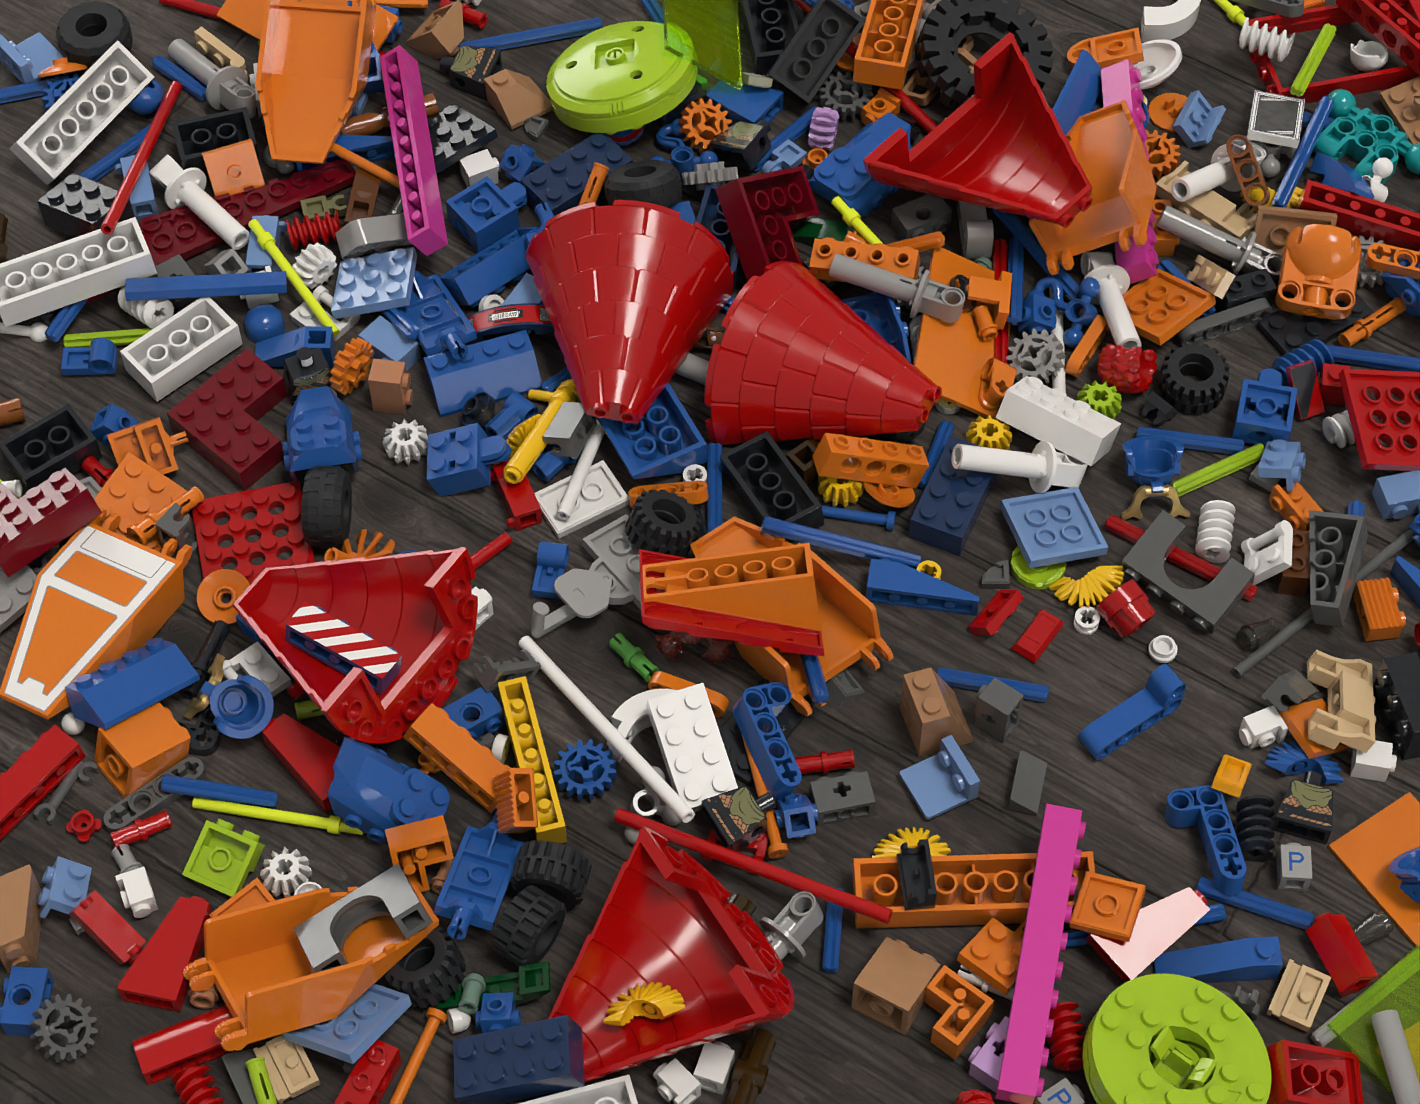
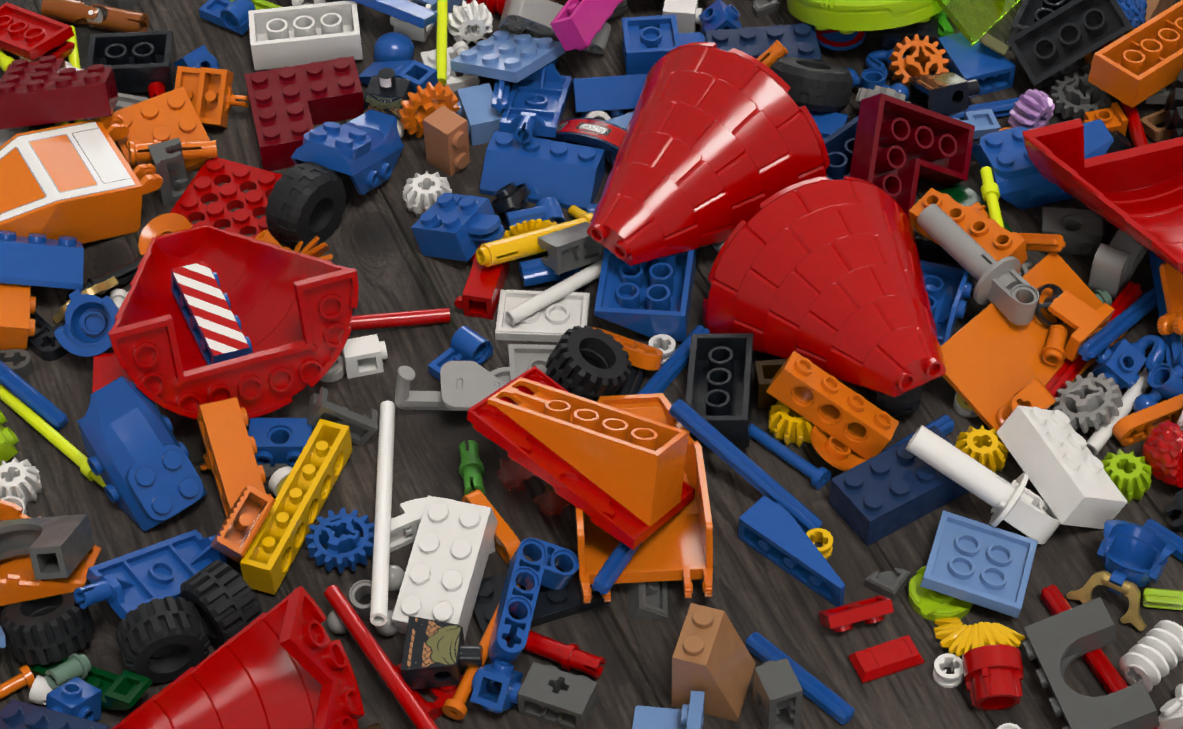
camera: 35 degrees right, 10 degrees down
(417, 846) = (124, 516): orange brick -> none

